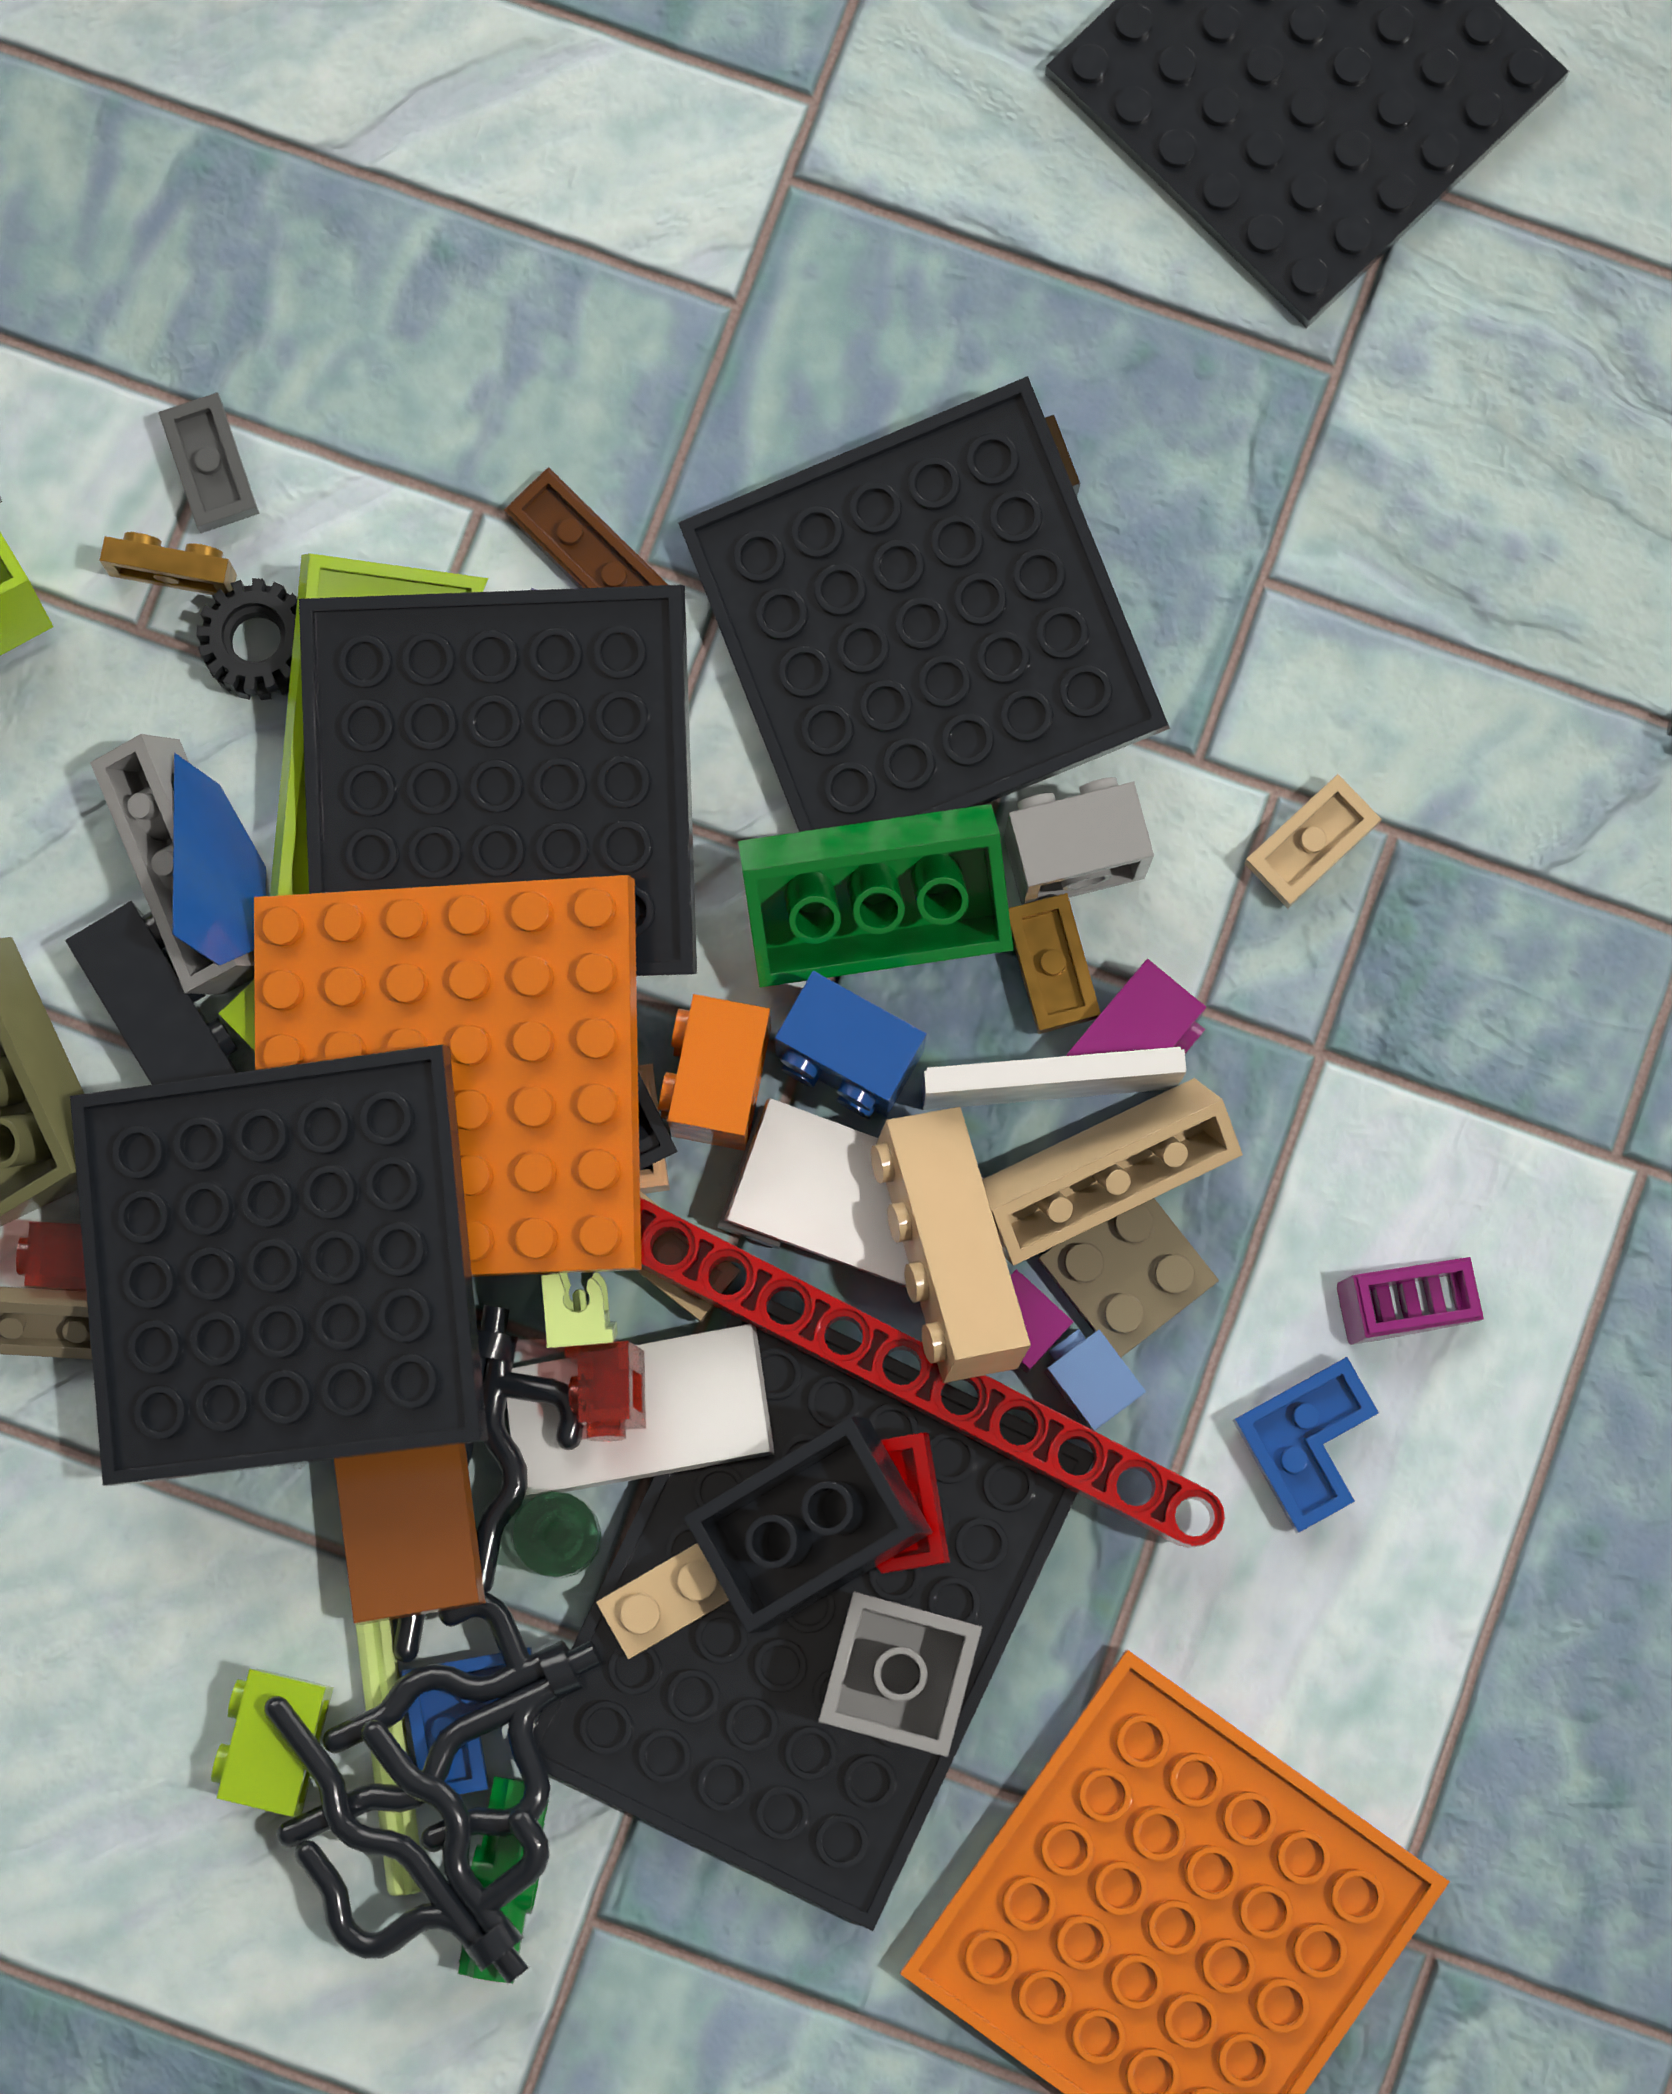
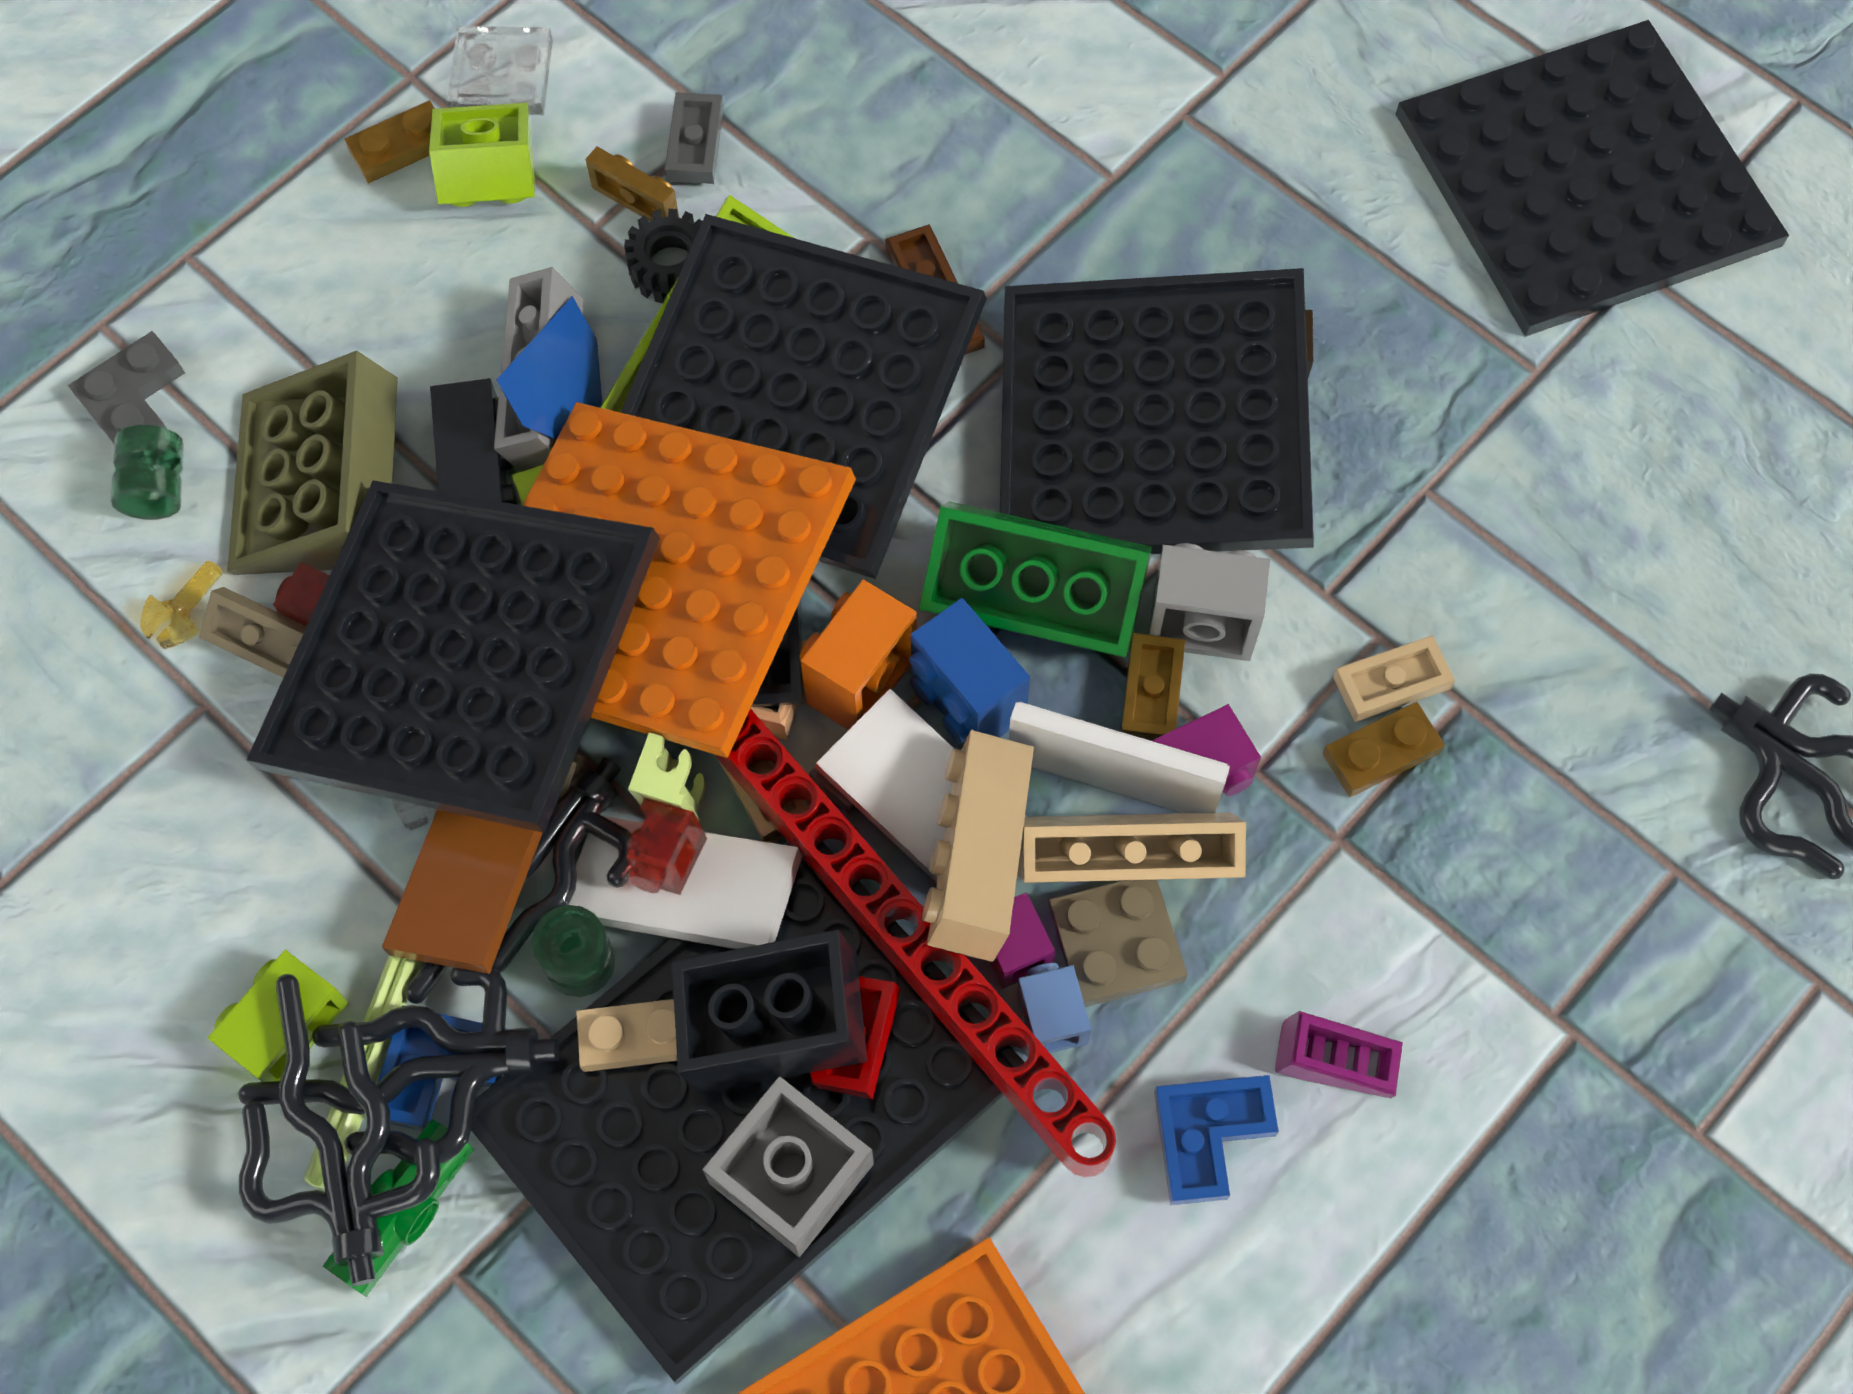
camera: 25 degrees right, 15 degrees down
(1330, 928) = (1383, 749): none -> pearl gold plate

